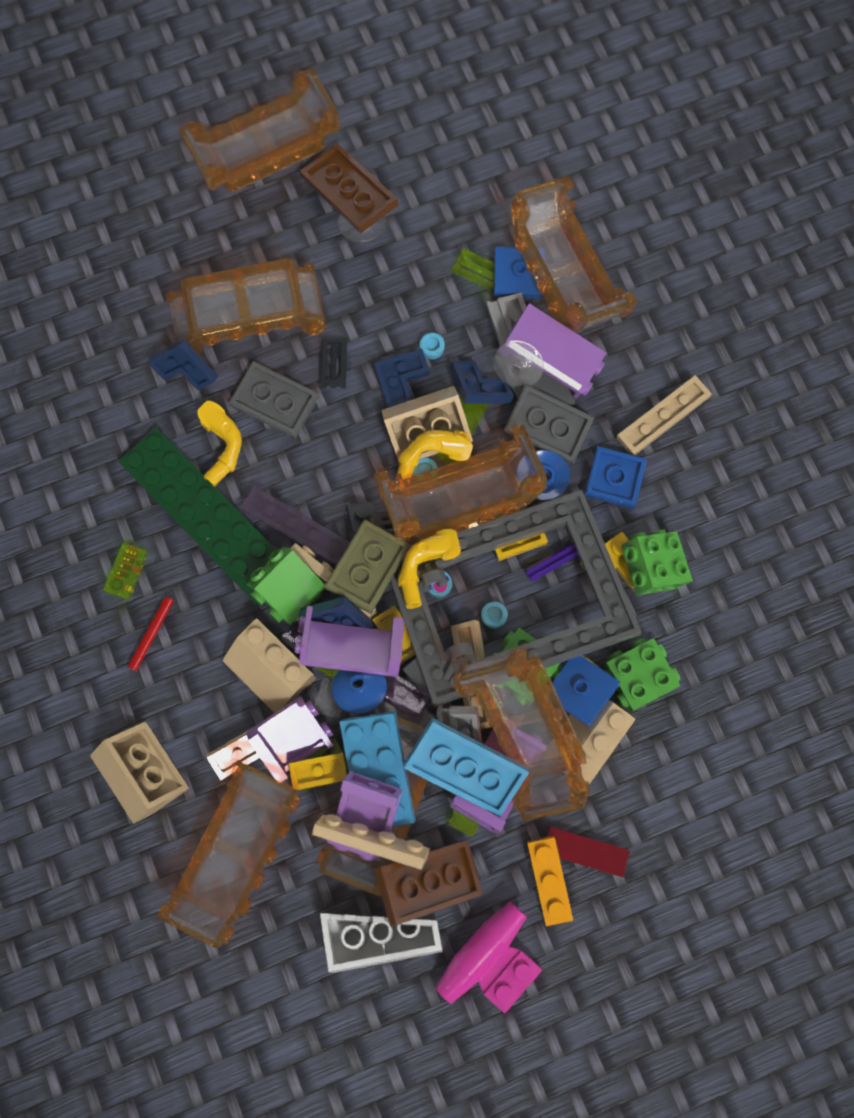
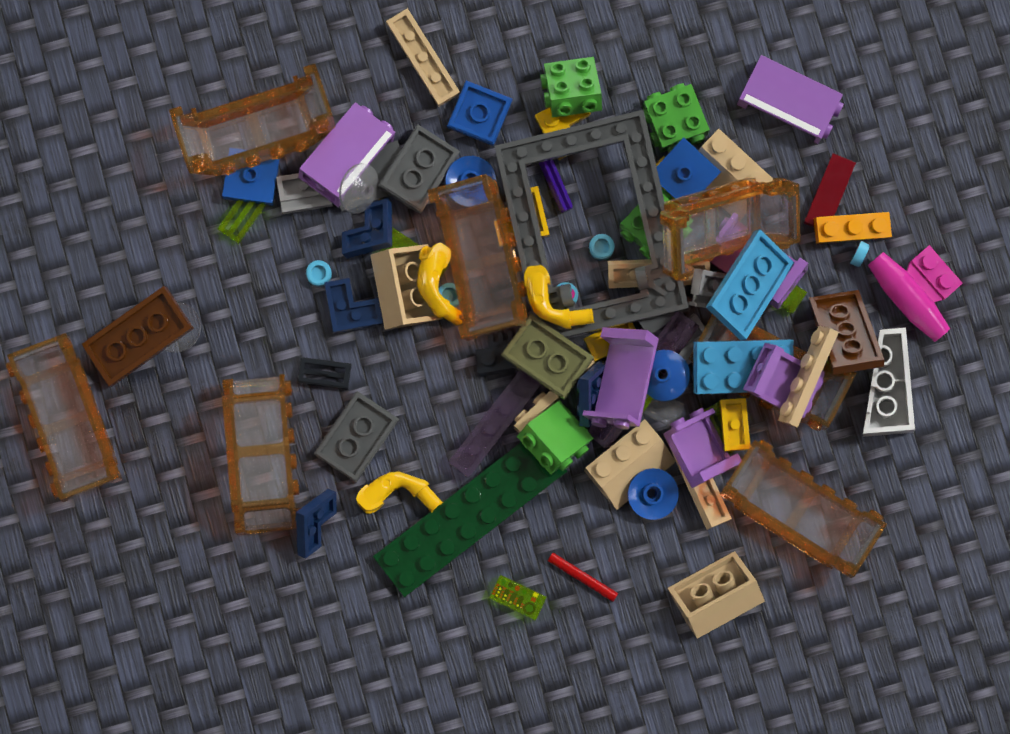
camera: 90 degrees left, 5 degrees up
(227, 694) = (665, 493): none -> blue dish
(521, 891) = (860, 254): none -> medium azure tile
(682, 798) = (791, 98): none -> medium lavender panel

